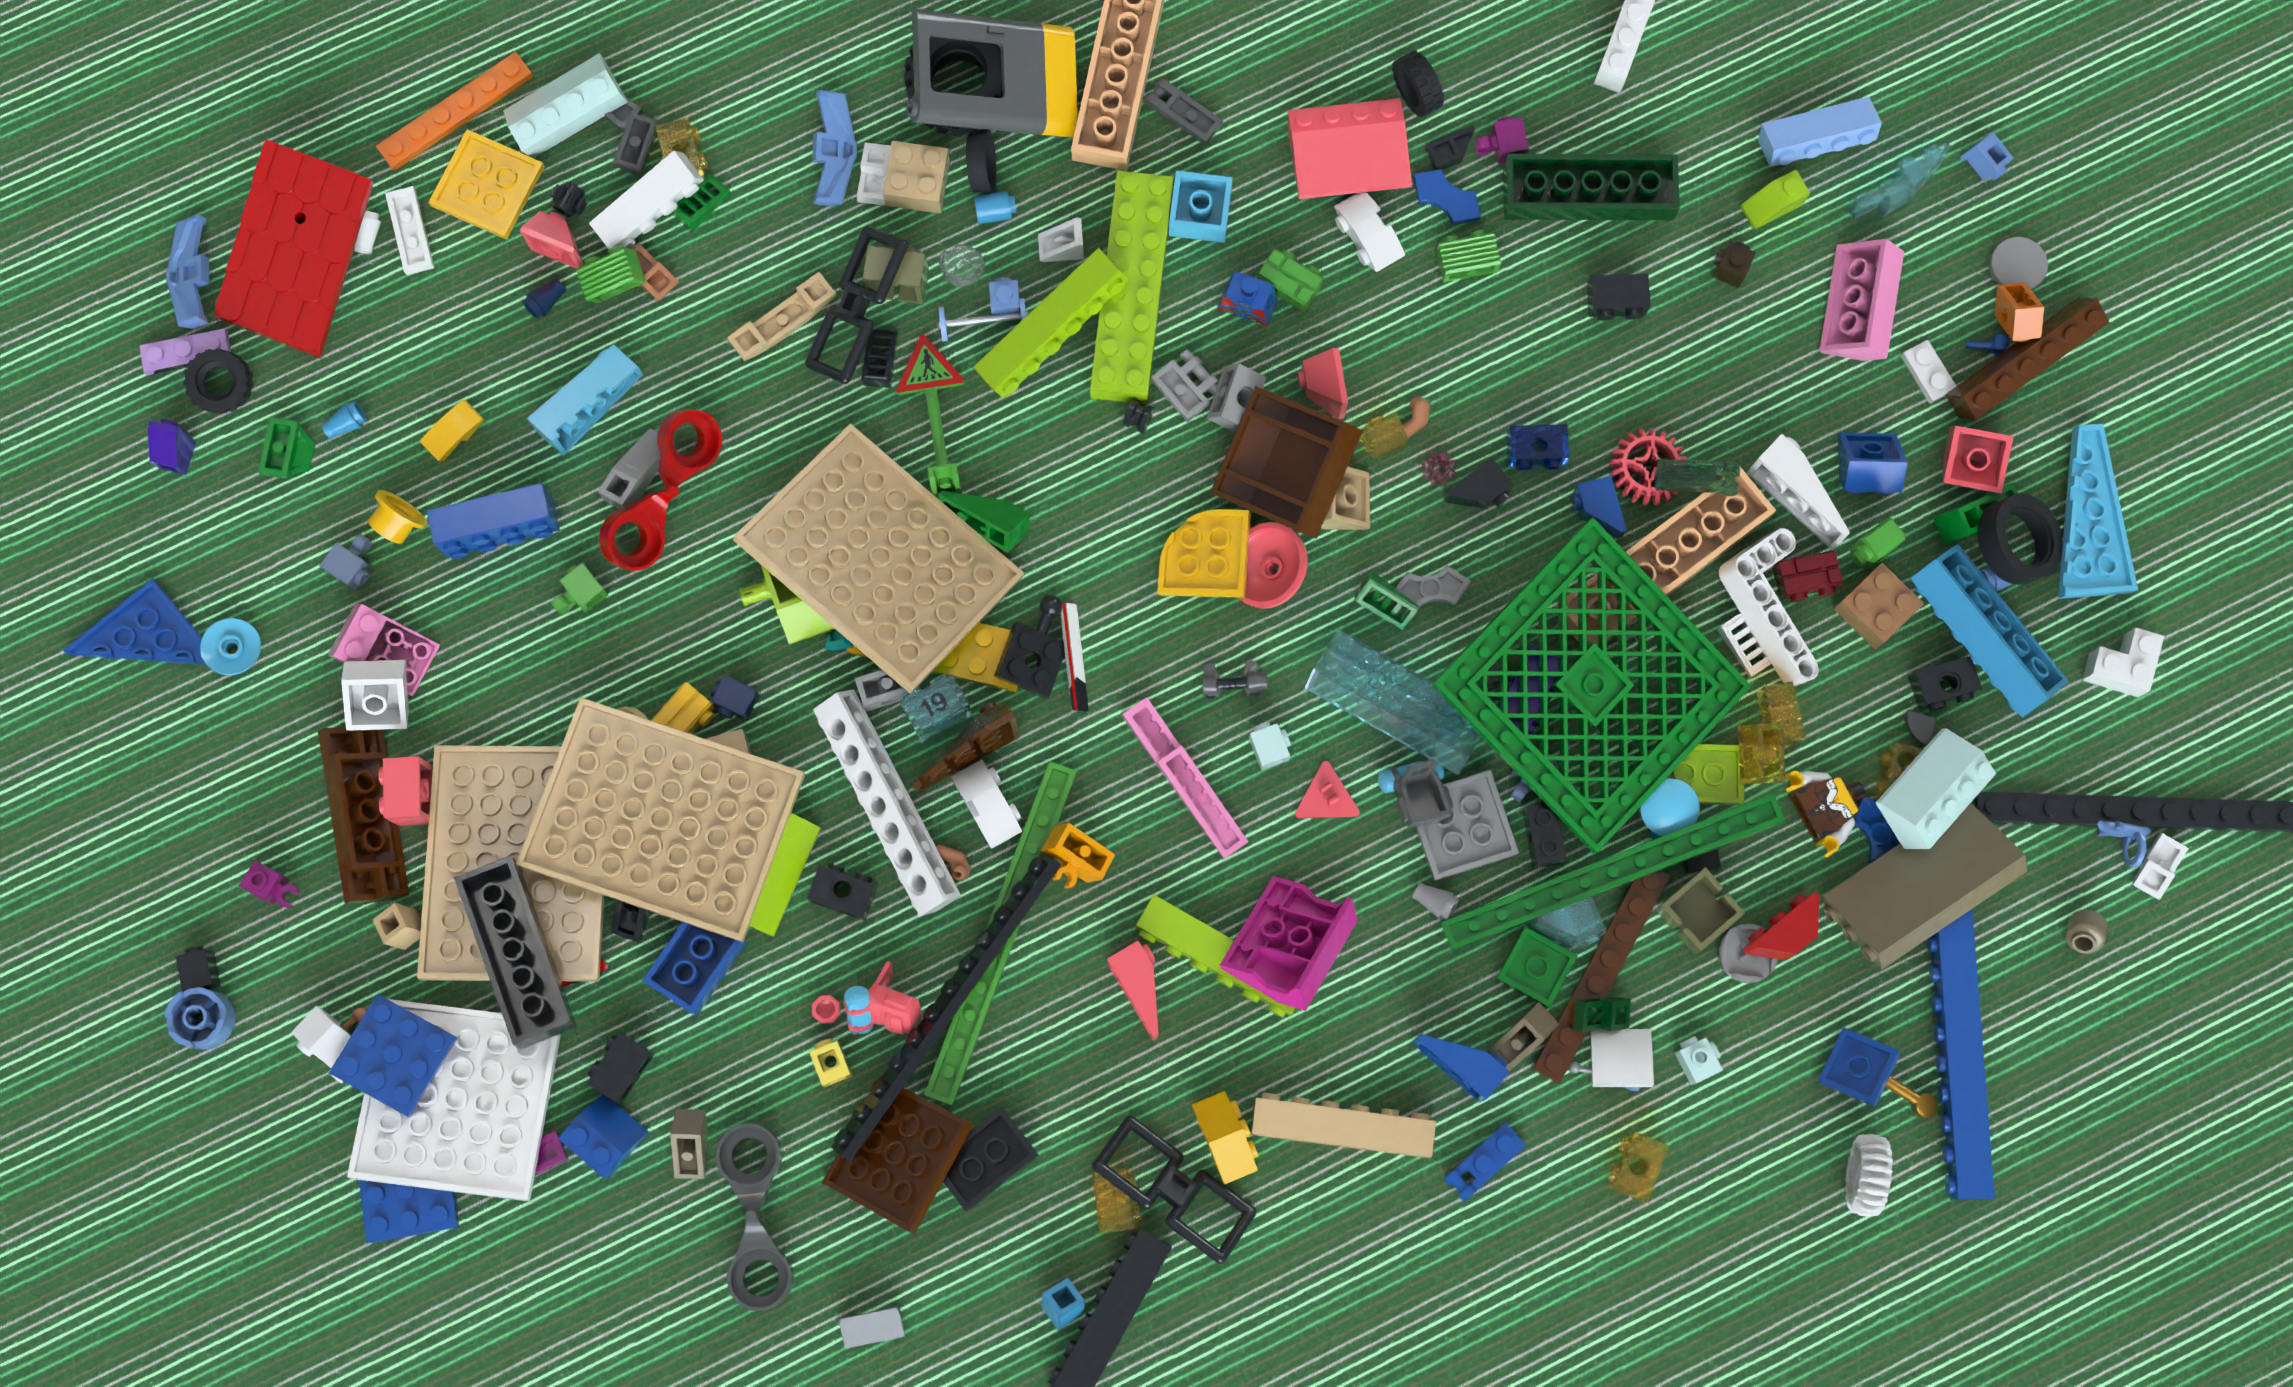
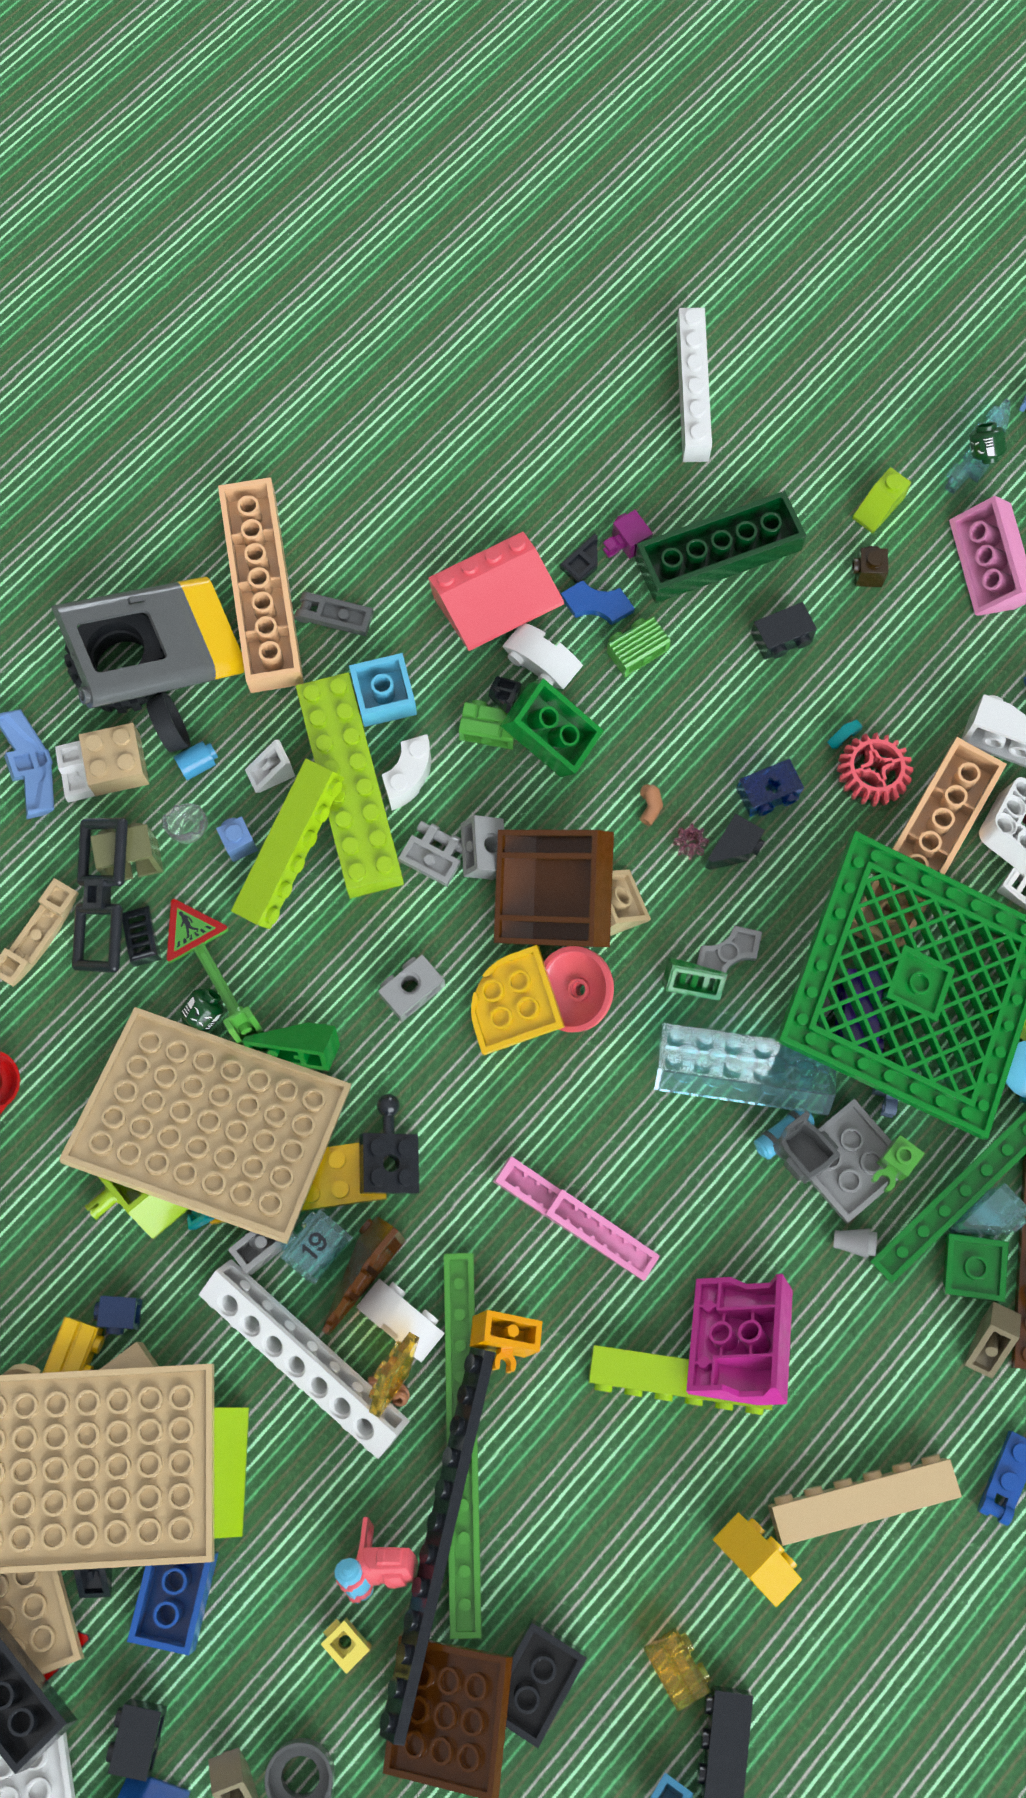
camera: 20 degrees left, 5 degrees down
(826, 1009) = (321, 1589): coral tile -> none
(855, 904) = (276, 1473): black brick -> none
(911, 450) = (202, 1009): none -> dark green head
(943, 323) = (188, 882): flat silver axle -> none
(962, 845) = (392, 1374): none -> clear yellow plate
(1074, 657) = (428, 1145): sticker -> none
(1103, 517) = (406, 1003): none -> light grey brick
(1135, 975) = (612, 1436): coral slope -> none
(1138, 416) = (400, 898): black wheel -> none
(1174, 1189) = (731, 1633): black bar -> none
(1194, 298) = (410, 772): none -> white brick
(1249, 298) = (458, 754): blue torso -> none
(1251, 682) = (602, 1104): dark grey piece -> none
(1269, 745) = (643, 1156): light aqua brick -> none
(1318, 254) = (504, 692): none -> black tile
(1324, 382) = (558, 802): coral slope -> none
(1327, 797) = (714, 1183): coral piece -> none
(1348, 306) = (552, 728): none -> green brick
(1383, 435) = (630, 830): clear yellow brick -> none
(1418, 83) = (533, 513): black tyre -> none
(1469, 1067) = (966, 1394): blue slope -> none
(1503, 841) = (898, 1161): none -> bright green brick
(1543, 836) = (931, 1138): black brick -> none
(1600, 501) = (845, 816): blue slope -> none
(1638, 417) = (843, 733): none -> teal tile
(1697, 476) = (926, 760): clear green plate -> none
(1819, 131) = (894, 430): light blue brick -> none
(1903, 182) = (988, 442): none -> dark green head

